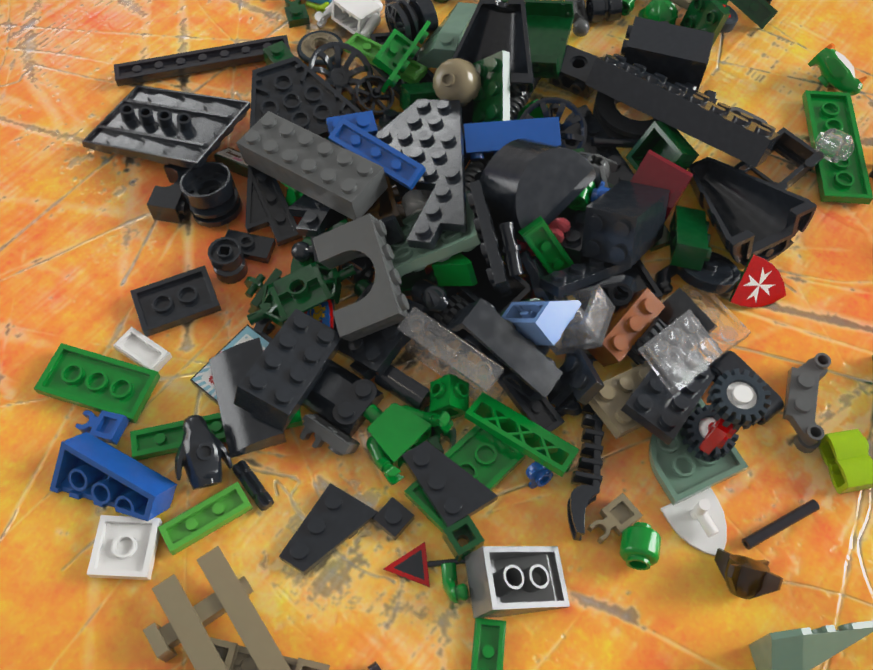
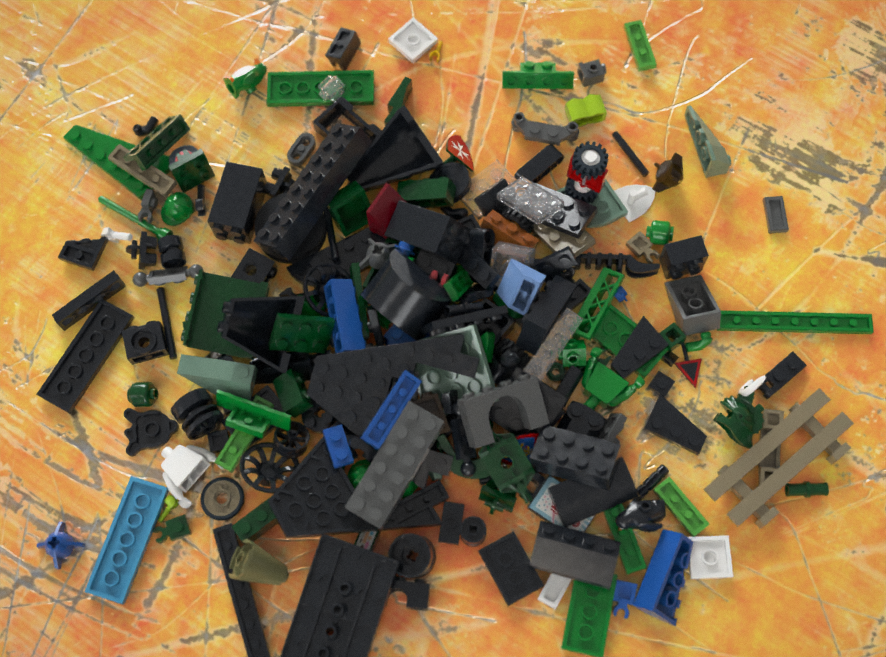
camera: 90 degrees left, 10 degrees up
(166, 366) = (575, 554): none -> black slope
(234, 61) = (256, 565): none -> olive cone
(321, 621) = (742, 418): none -> dark green helmet
(426, 371) = (559, 367): none -> dark green plate
(433, 537) = (670, 358): none -> black piece
(457, 81) = (295, 360): dark tan cylinder -> none
(593, 570) = (683, 257): none -> black piece
(834, 226) = (399, 98): none -> dark green slope

